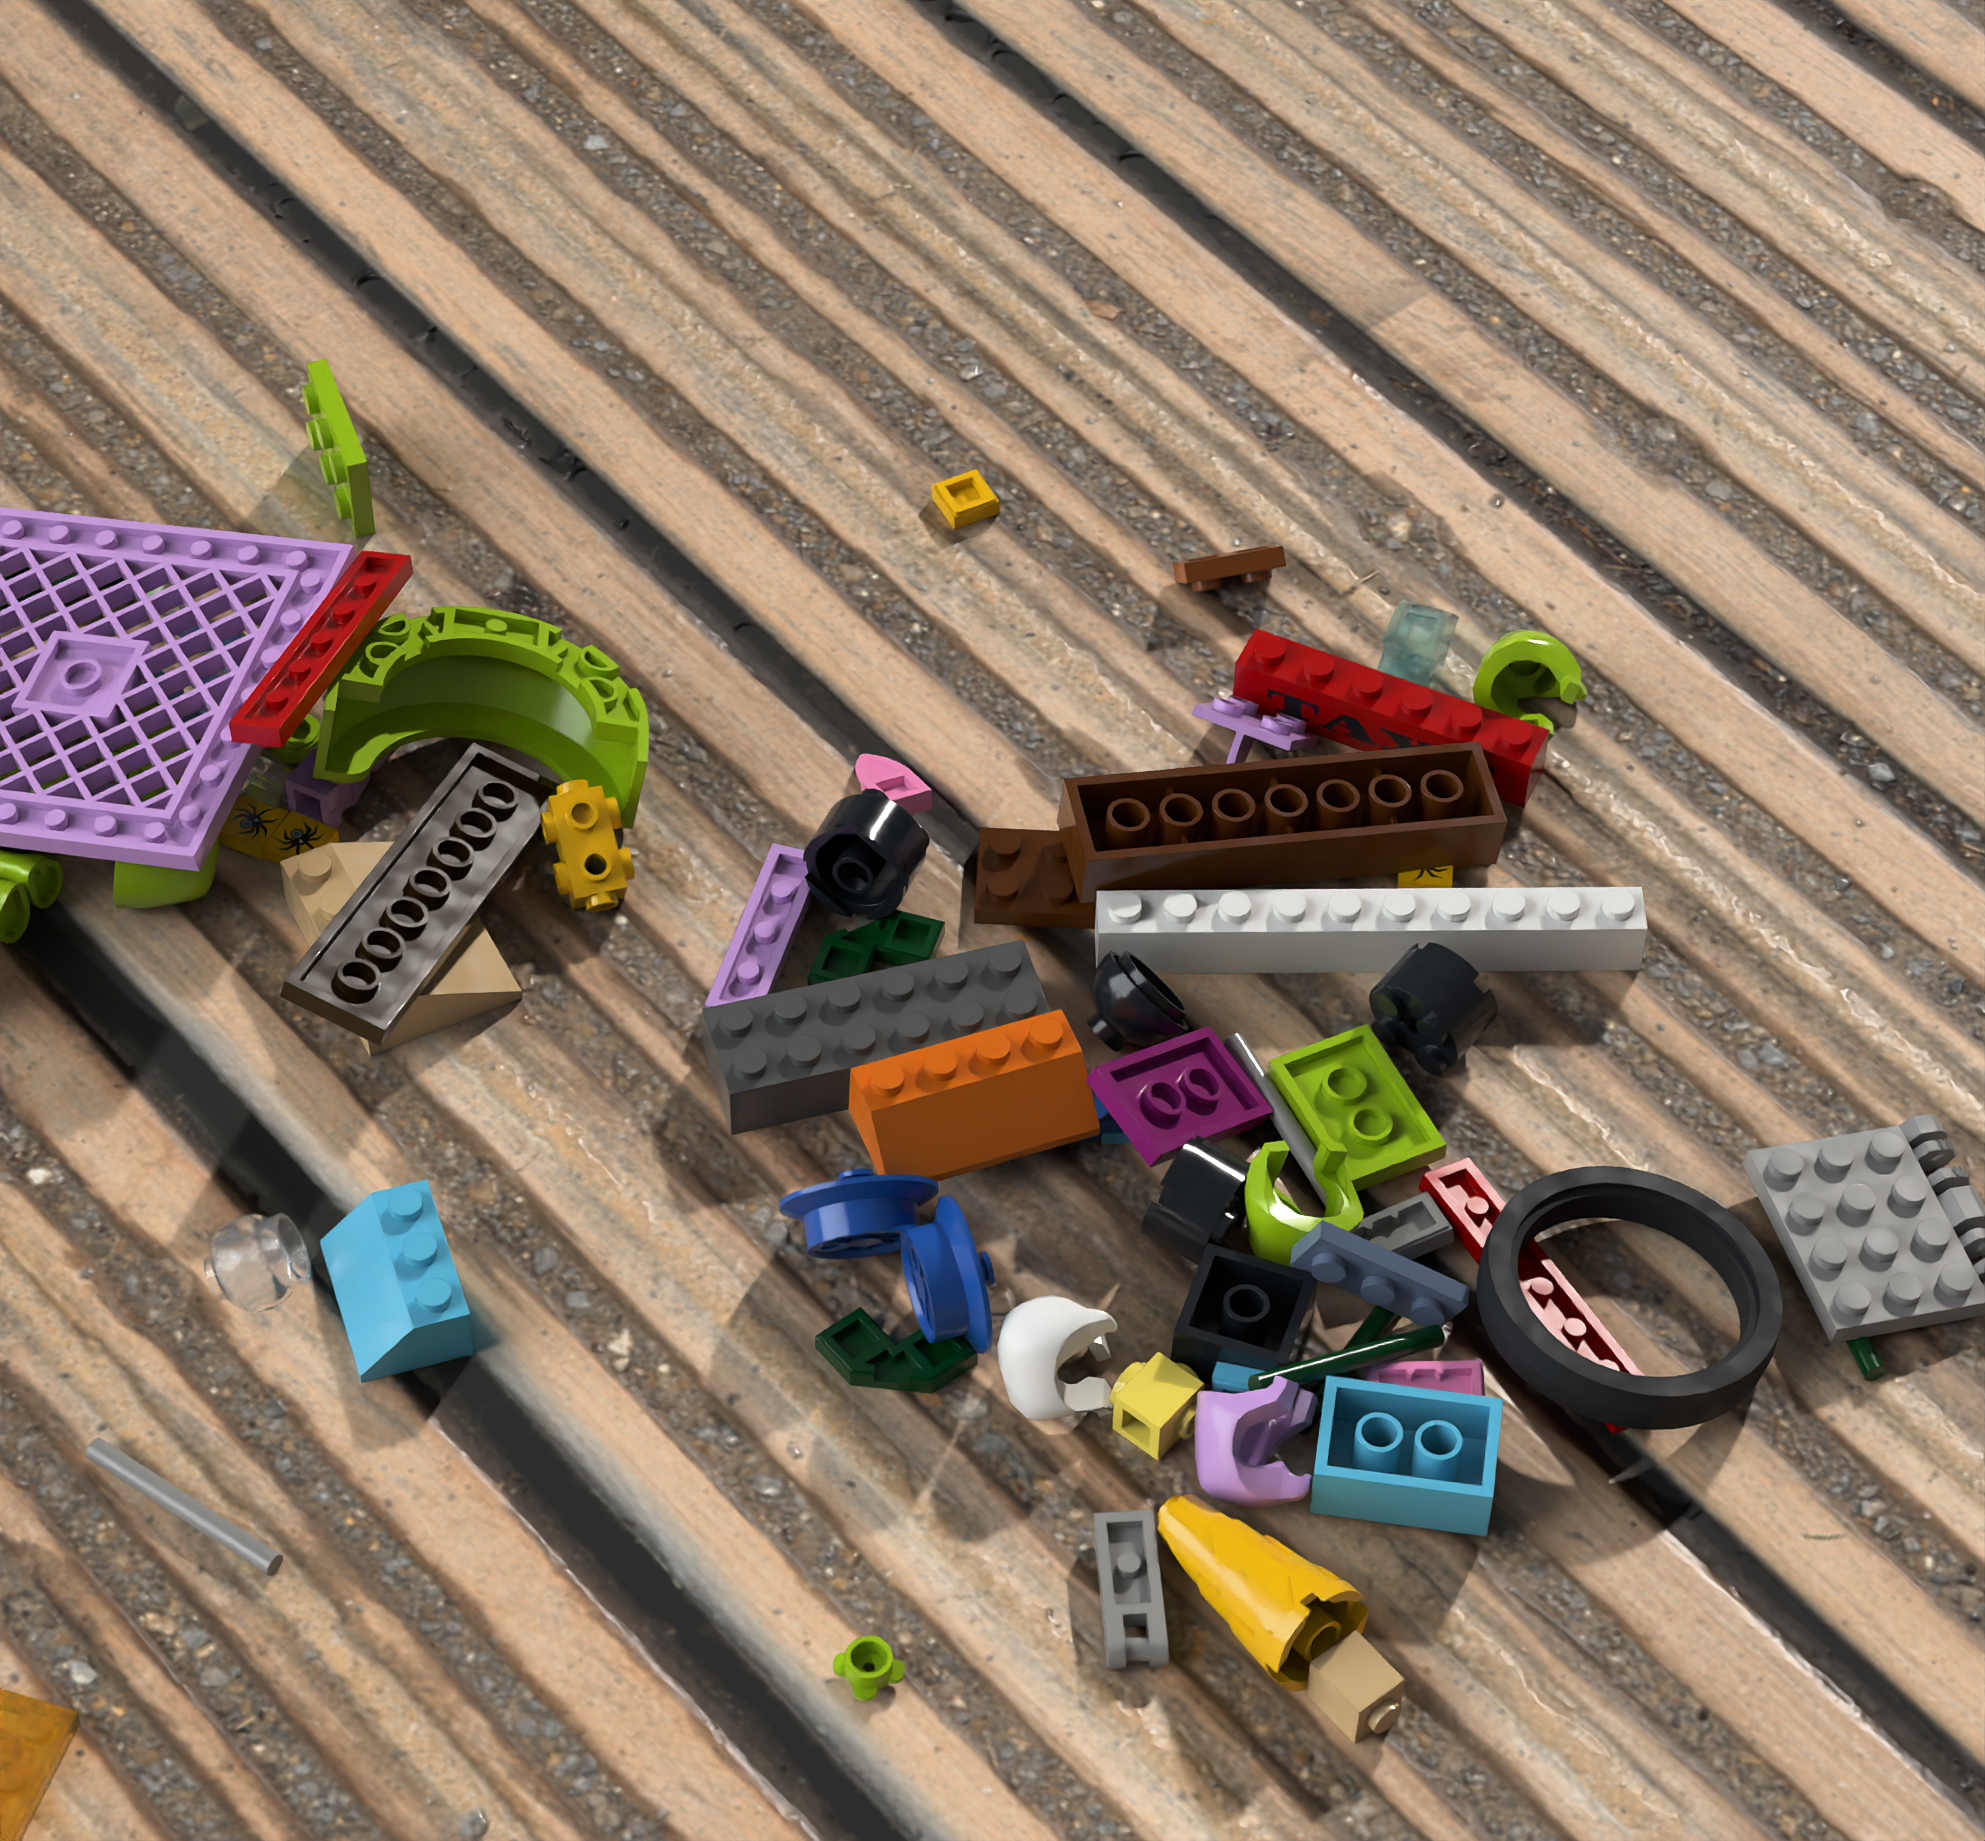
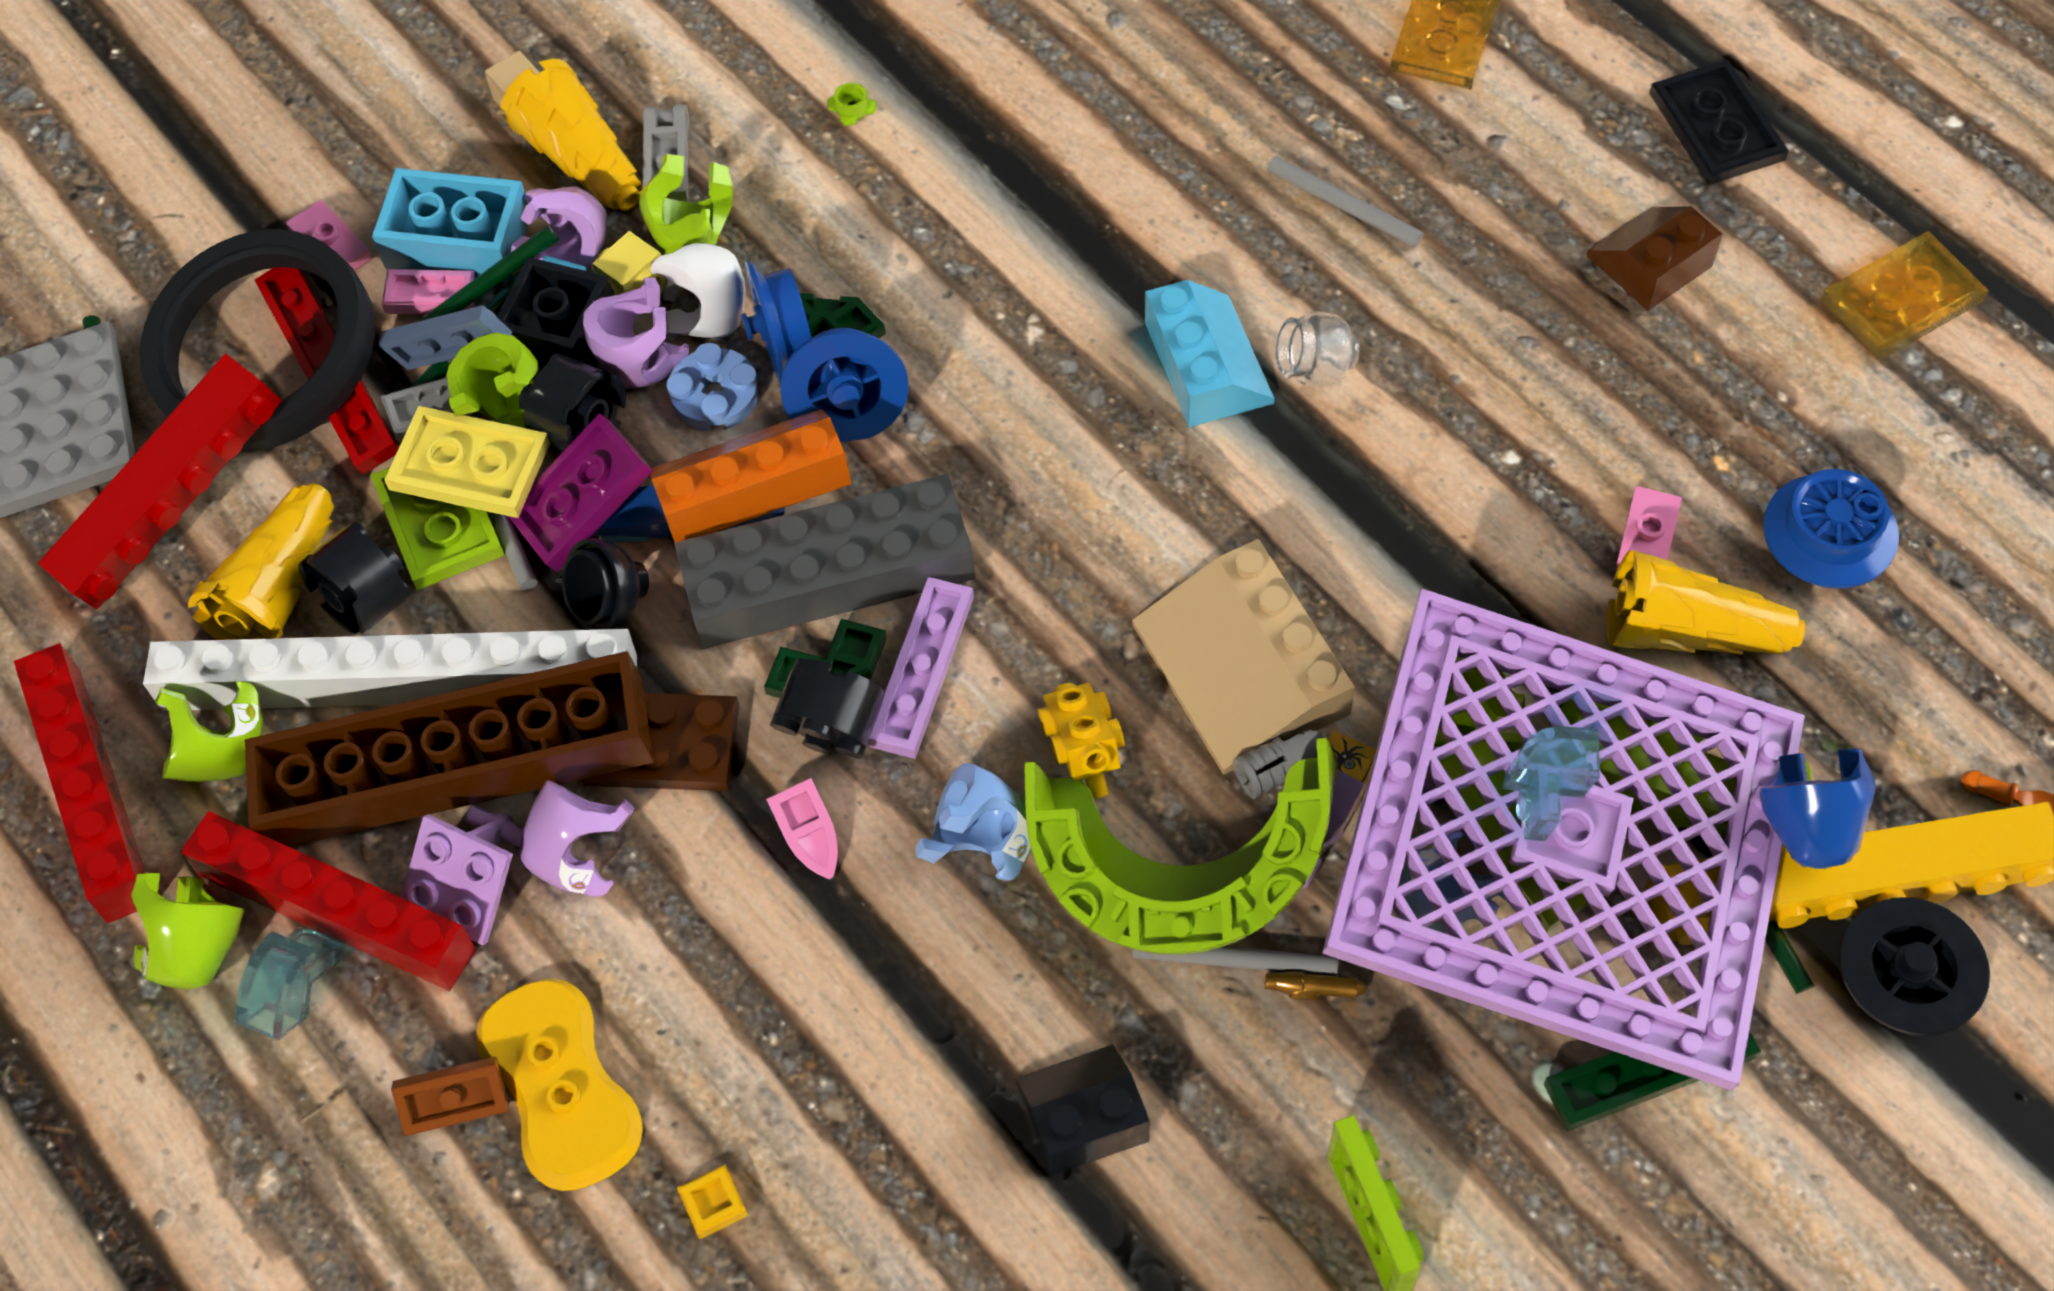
camera: 175 degrees left, 10 degrees up
(97, 691) = (1552, 765): none -> clear light blue brick
(320, 649) = (1337, 807): red plate -> none
(375, 826) = (1282, 753): none -> light grey hinge
(422, 896) = (1216, 652): plate -> none
(606, 547) = (1084, 1109): none -> black slope
(681, 763) = (980, 815): none -> light blue piece
(1039, 1238) = (710, 366): none -> light blue plate
(1089, 1458) = (680, 222): none -> lime piece
(1134, 739) = (556, 823): none -> lavender piece
(1139, 614) = (570, 1110): none -> yellow plate
(1148, 1269) = (615, 348): none -> lavender piece
(1310, 1110) = (467, 461): none -> light yellow plate
(1544, 1005) = (261, 579): none -> yellow cone
(1559, 847) = (206, 754): none -> lime piece
(1583, 1479) = (324, 225): none -> bright pink plate
(1688, 1107) = (160, 482): none -> red brick
(1690, 830) = (82, 780): none -> red brick

